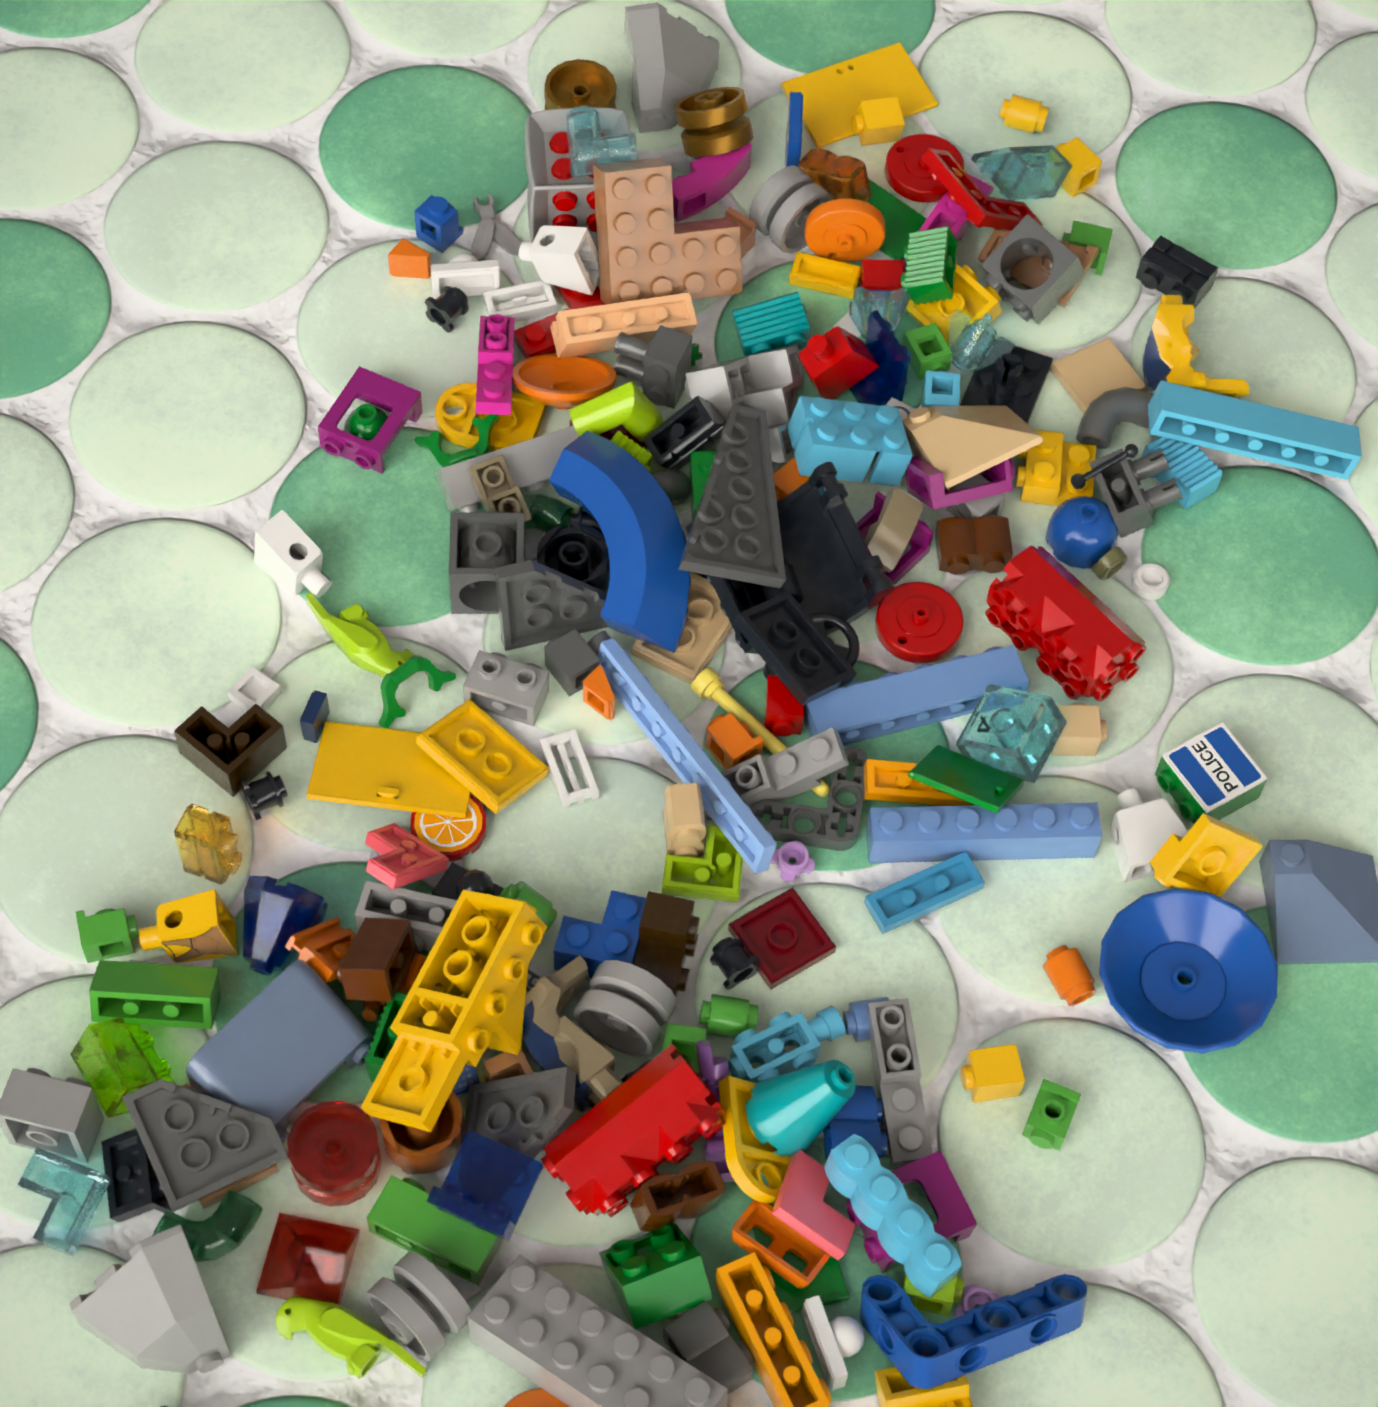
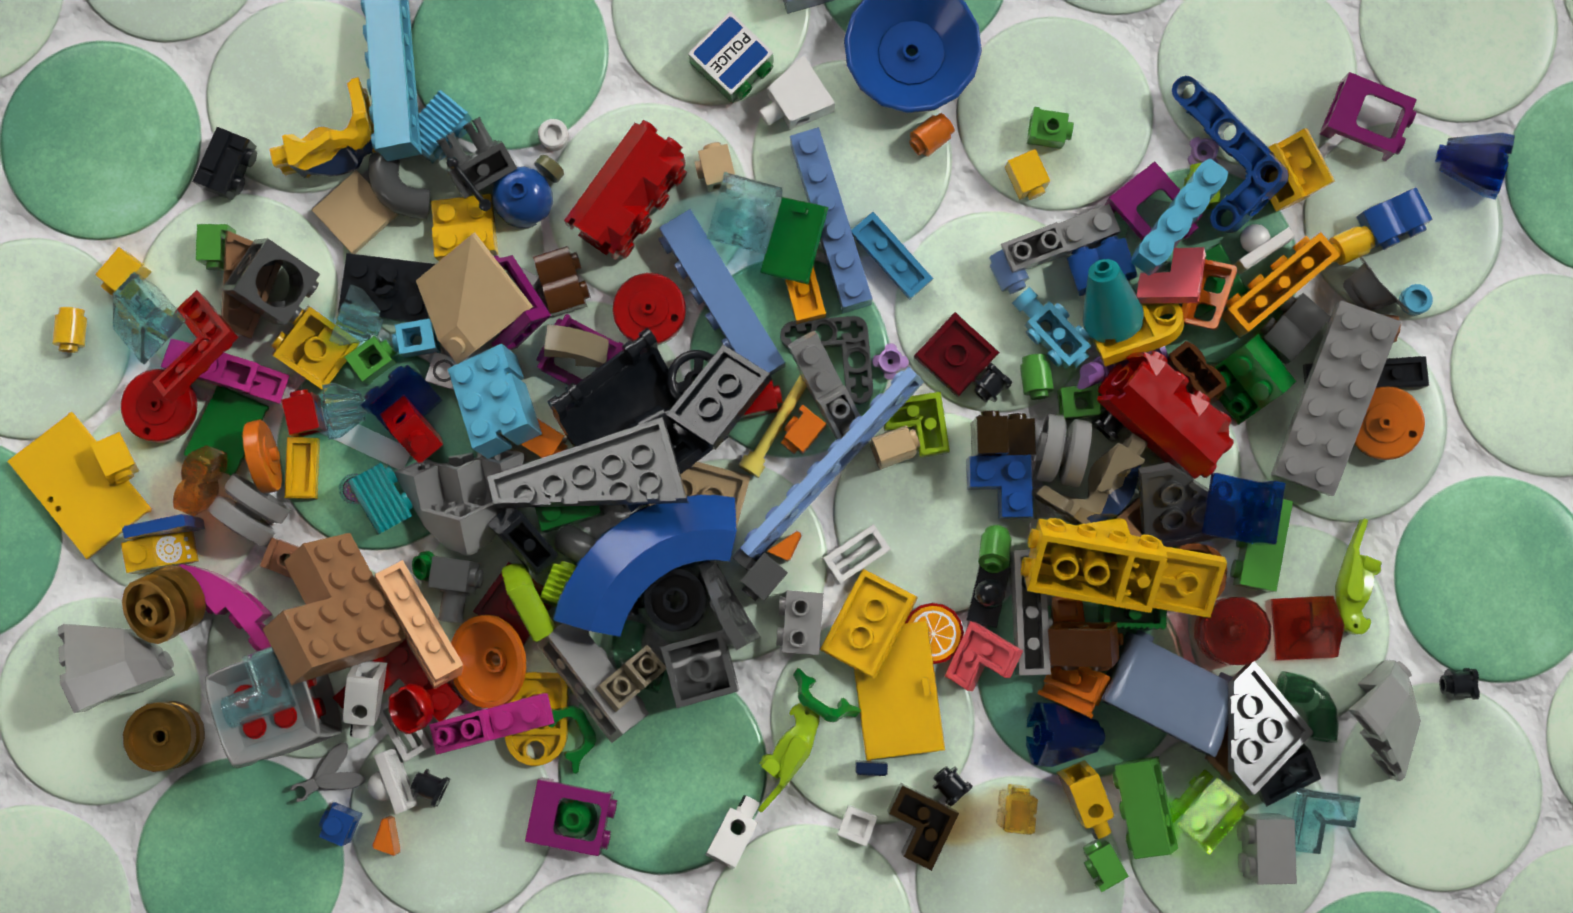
camera: 100 degrees left, 25 degrees up
(419, 1305) = (1331, 534): light grey wheel -> none
(536, 301) = (411, 708): none -> red hair
(769, 136) = (159, 551): none -> yellow slope
(930, 265) = (287, 372): brick -> none
(1206, 857) = (821, 48): yellow plate -> none

